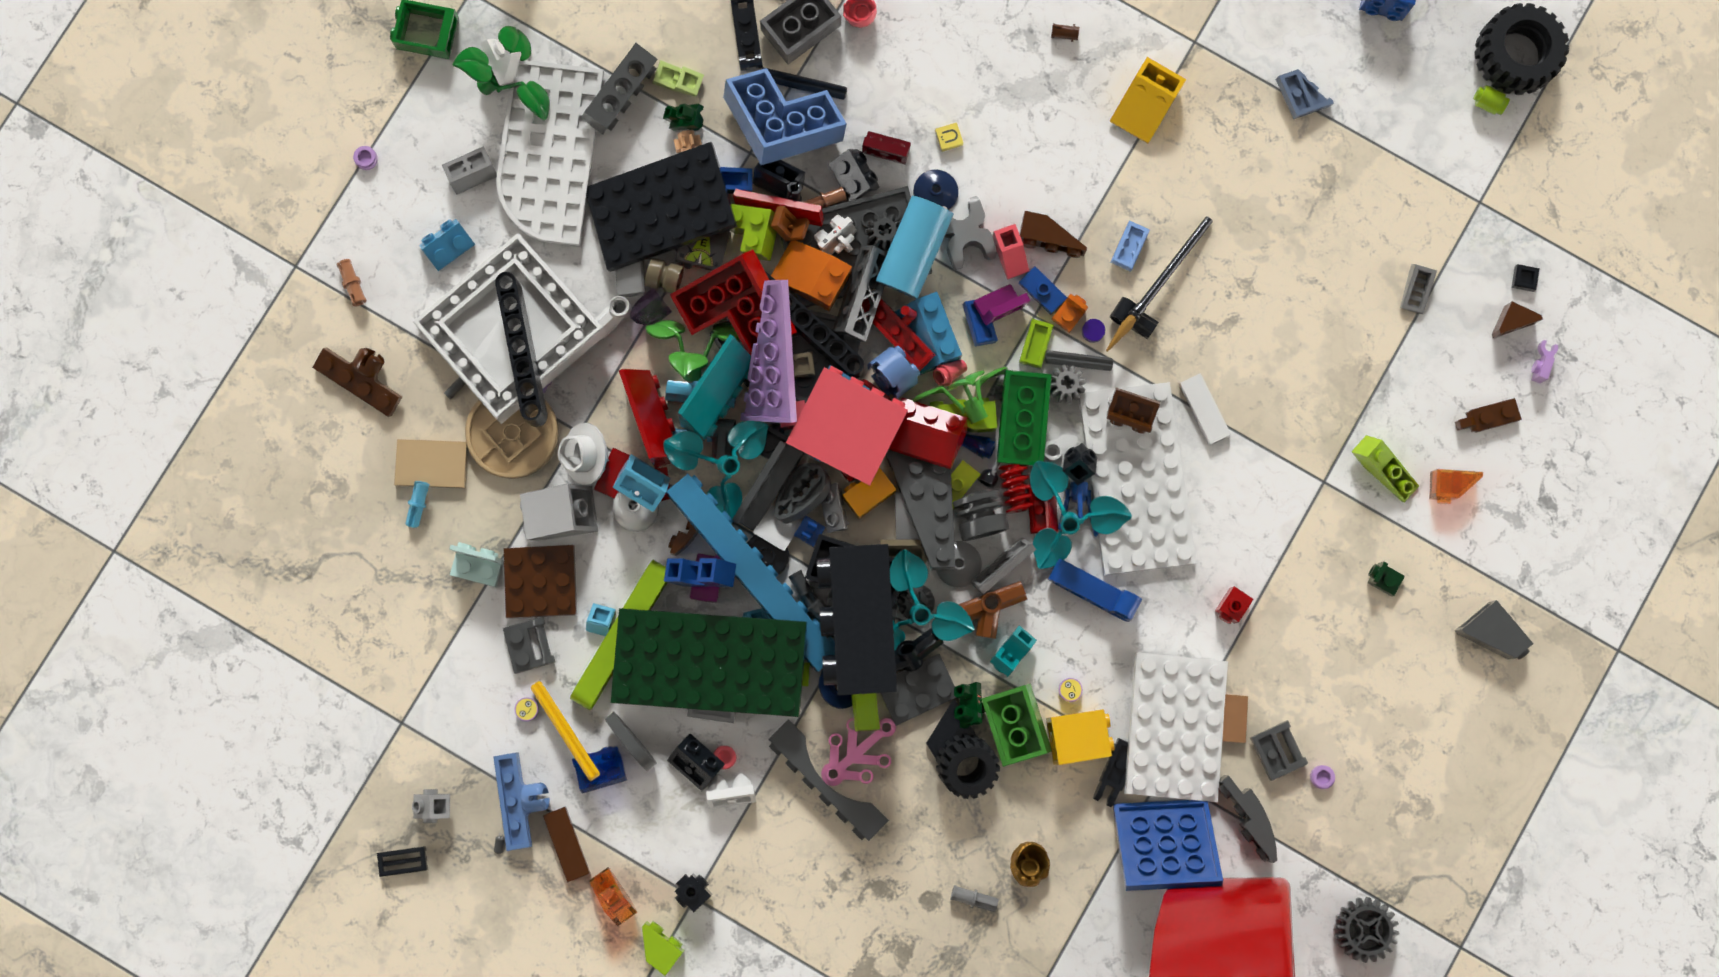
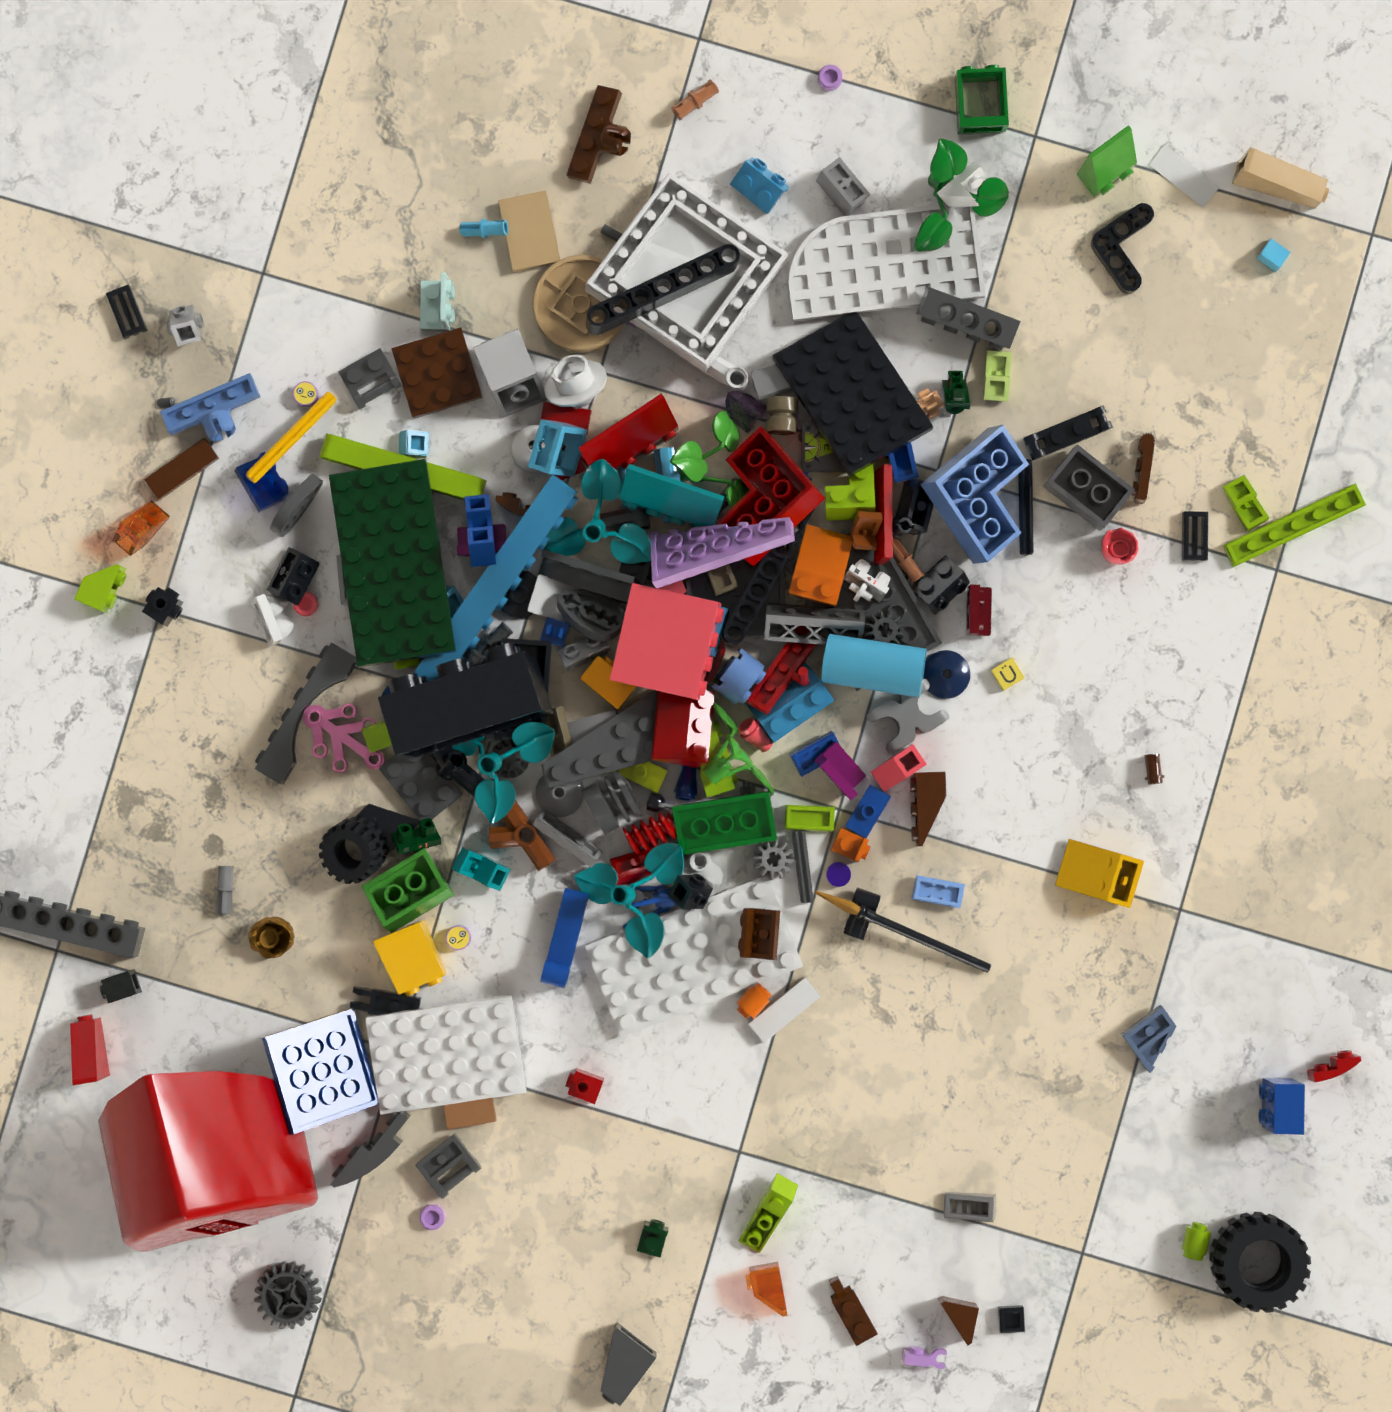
camera: 80 degrees right, 5 degrees up
(1191, 433) = (753, 1001): none -> orange brick

